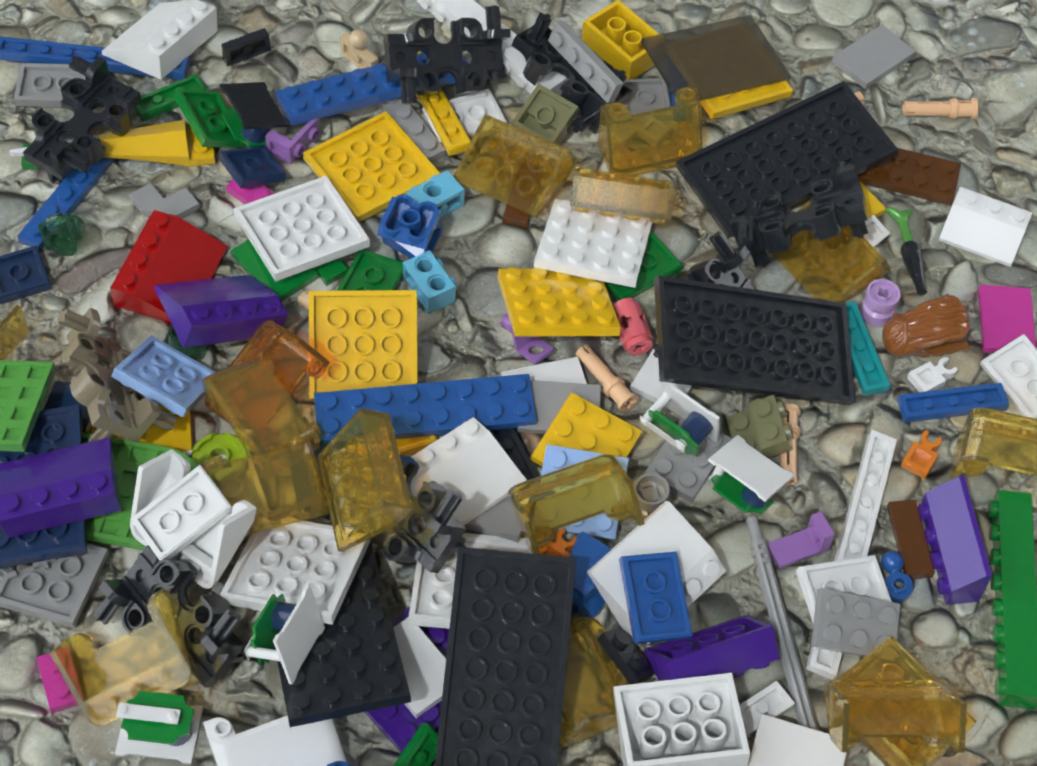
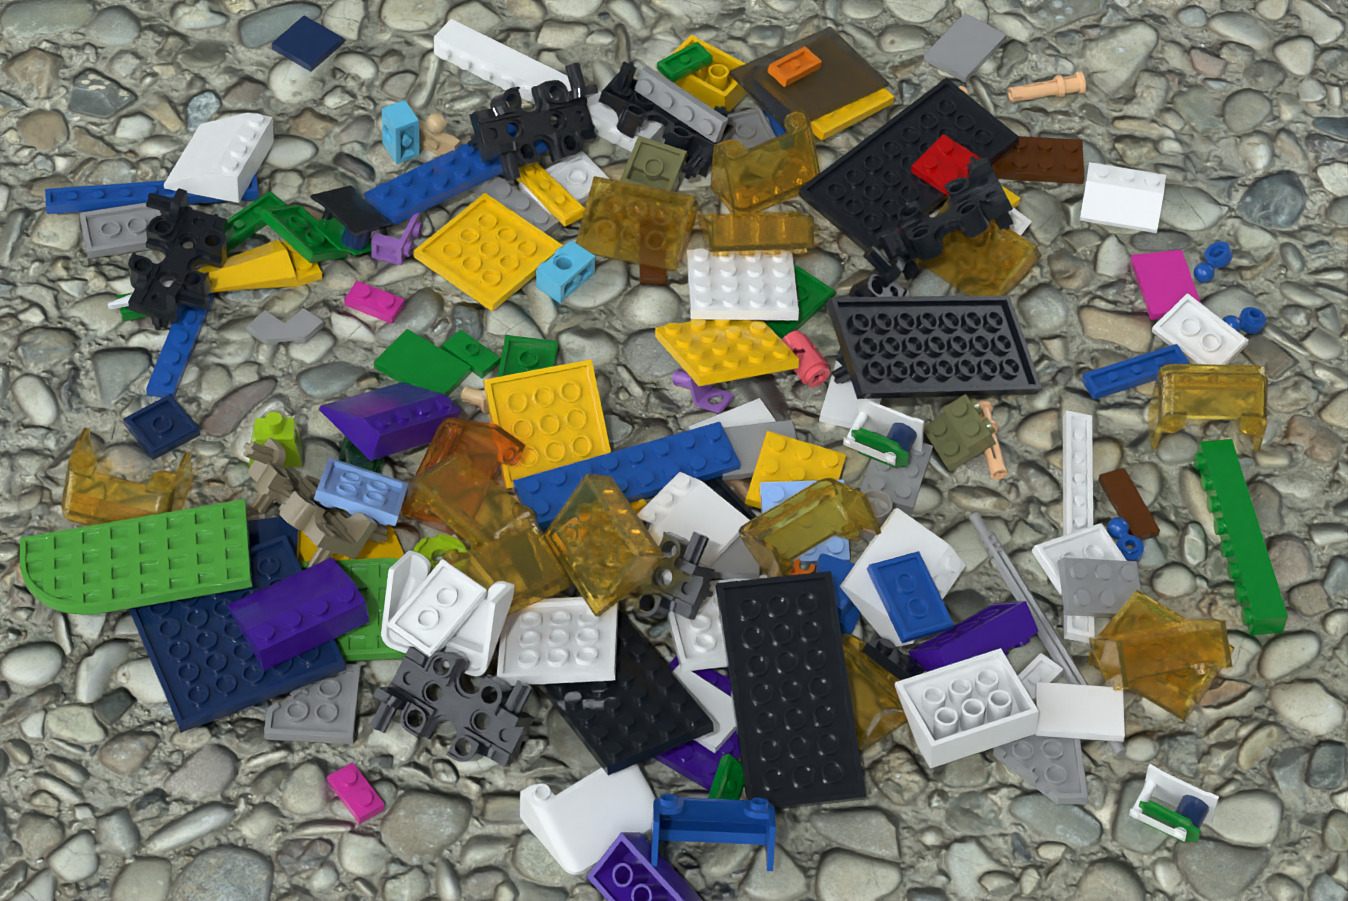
camera: 15 degrees left, 5 degrees down
(65, 235) = (199, 379): clear green piece -> none
(115, 310) = (284, 431): none -> lime torso
(141, 660) = (428, 762): clear yellow windscreen -> none
(158, 727) = (469, 811): piece -> none
(164, 254) = (312, 376): red slope -> none
(245, 47) = (313, 153): black plate -> none
(252, 166) = (366, 273): dark blue tile -> none
(286, 632) = (578, 679): white piece -> none
(301, 228) = (441, 324): white plate -> none
(327, 41) = (400, 132): none -> medium azure brick
(410, 226) = (553, 304): blue piece -> none
(430, 280) = (585, 344): medium azure brick -> none
(602, 23) = (684, 62): none -> green plate
(613, 386) = (803, 418): light nougat pin -> none
(703, 45) = (794, 66): none -> orange plate
(746, 476) = (964, 476): white piece -> none
(803, 544) = (1031, 528): medium lavender bracket -> none
(818, 161) = (943, 163): none -> red plate
(864, 357) = (1041, 348): teal plate -> none
(880, 302) = (1040, 290): lavender wheel -> none
(910, 250) = (1055, 234): black piece -> none
(921, 456) = (1119, 426): orange plate -> none
(928, 329) = (1093, 302): dark orange hair -> none
(931, 377) = (1108, 352): white plate -> none
(955, 542) = (1173, 496): slope -> none

